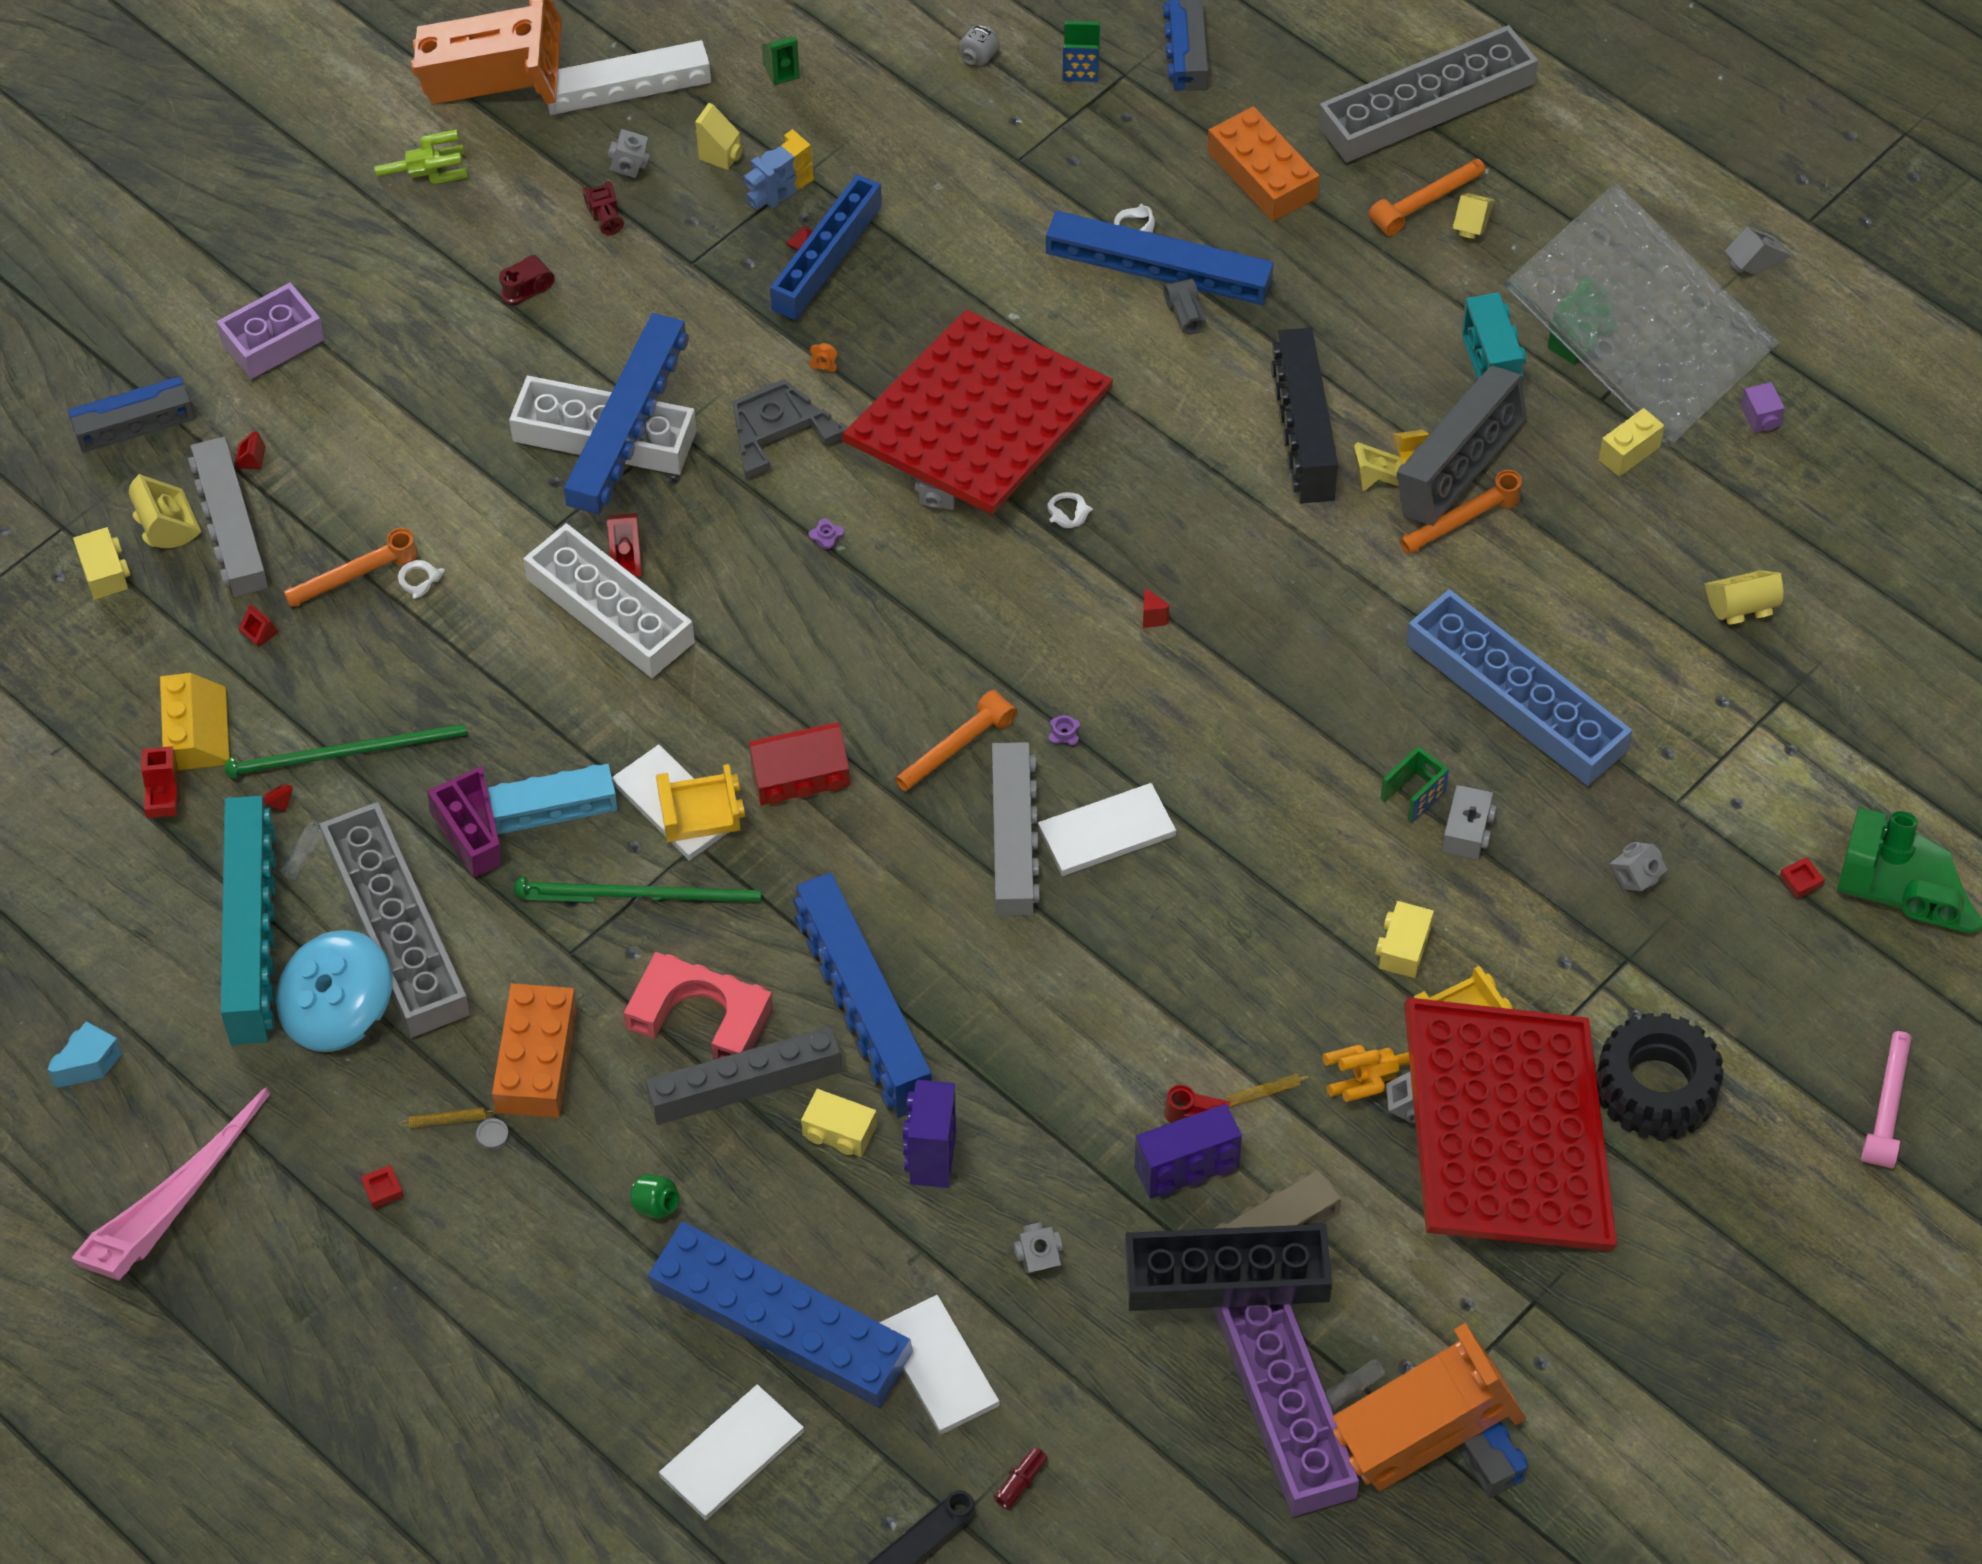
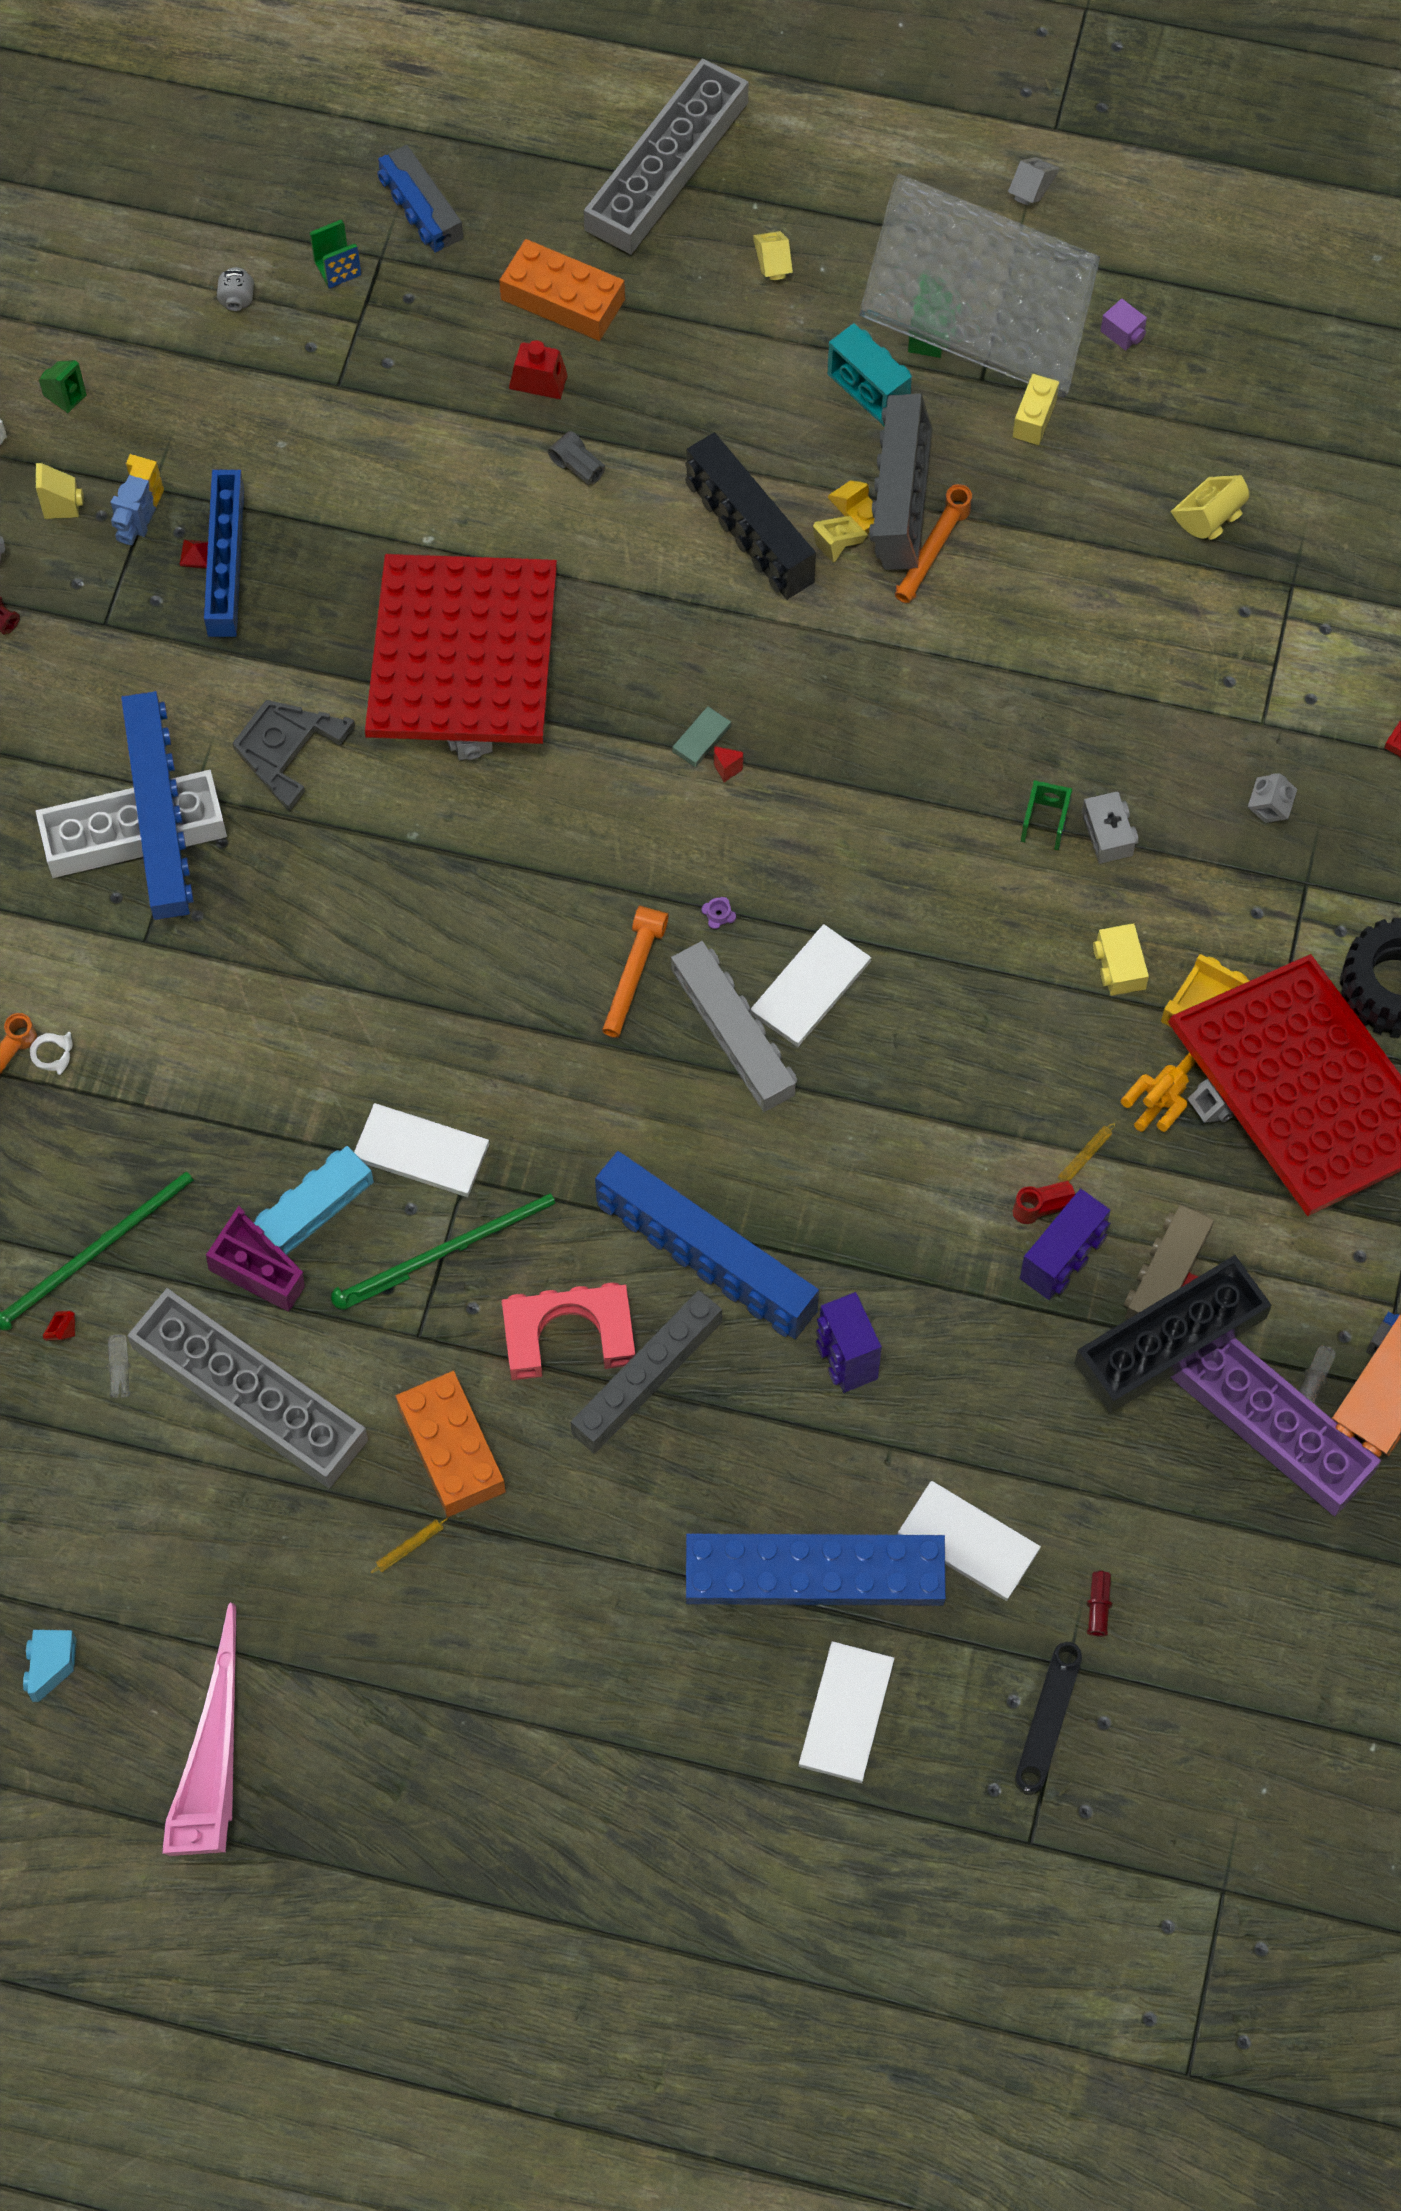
camera: 30 degrees left, 10 degrees up
(248, 920) = (118, 1457): teal brick -> none
(337, 1015) = (266, 1476): medium azure brick -> none
(381, 1186) = (395, 1638): red plate -> none
(492, 1134) = (458, 1538): light grey piece -> none
(609, 600) = (245, 990): white brick -> none
(625, 541) = (222, 928): slope -> none
(654, 1196) = (639, 1521): green head -> none
(700, 805) = (451, 1142): yellow panel -> none
(799, 763) = (515, 1061): red slope -> none
(824, 351) = (287, 661): orange plate -> none
(827, 540) = (395, 837): medium lavender plate -> none
(839, 1123) = (754, 1372): light yellow brick -> none
(1034, 1260) = (993, 1395): light grey brick -> none
(1062, 519) = (593, 714): white piece -> none
(1139, 212) = (479, 386): white piece -> none
(1152, 576) = (701, 736): none -> sand green tile
(1159, 257) = (525, 423): blue brick -> none
(1197, 217) = (539, 370): none -> red torso
(1392, 217) = (703, 289): orange piece -> none
(1519, 687) = (1078, 683): medium blue brick -> none

